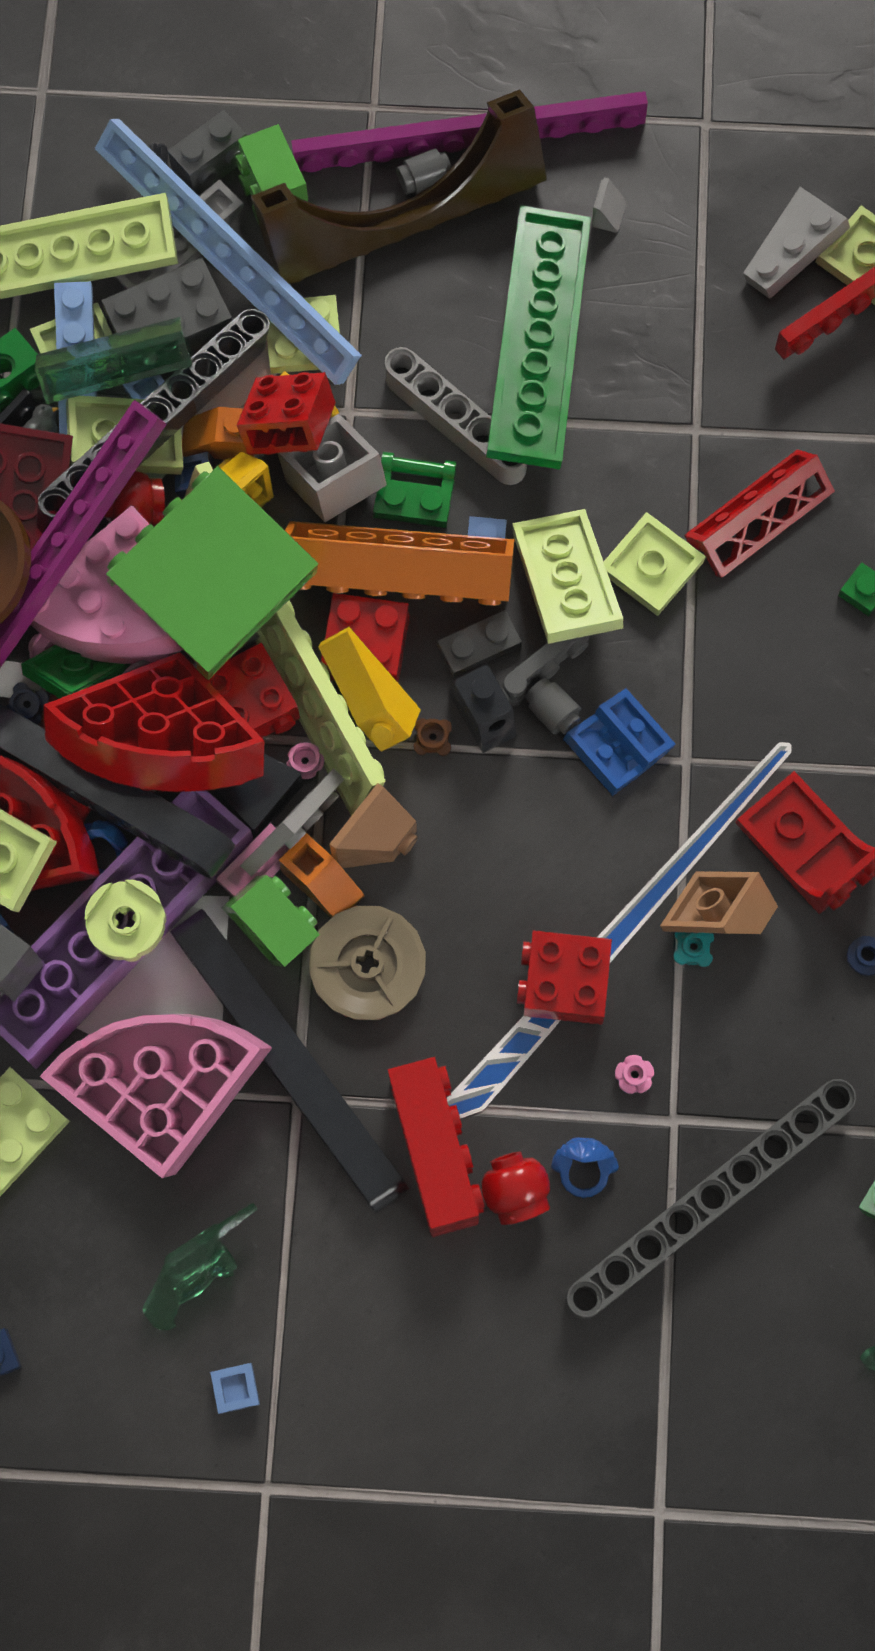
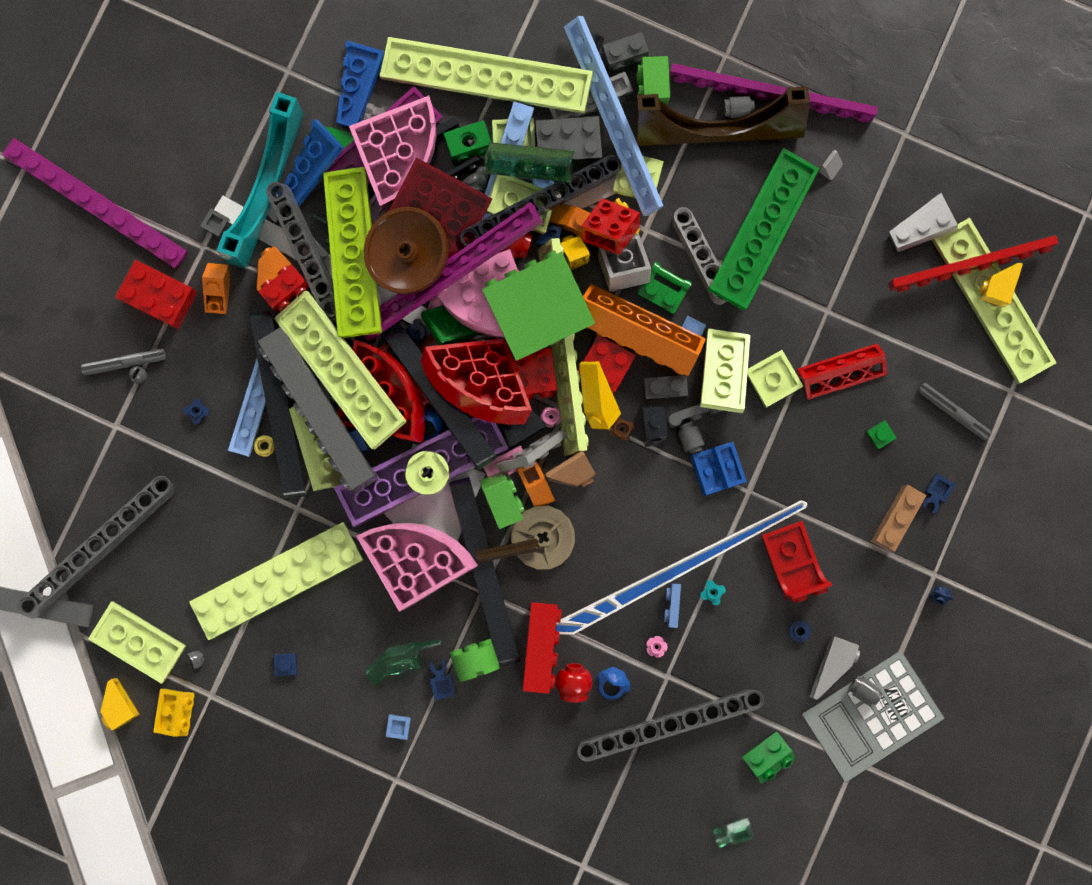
camera: 15 degrees right, 10 degrees up
(286, 1282) = (443, 684): none -> dark blue plate
(313, 1004) = (507, 550): none -> dark brown axle
(327, 1214) = (474, 660): none -> bright green brick
(565, 977) = (640, 584): red brick -> none
(629, 976) = (673, 596): none -> medium blue plate
(722, 904) = (734, 578): medium nougat slope -> none

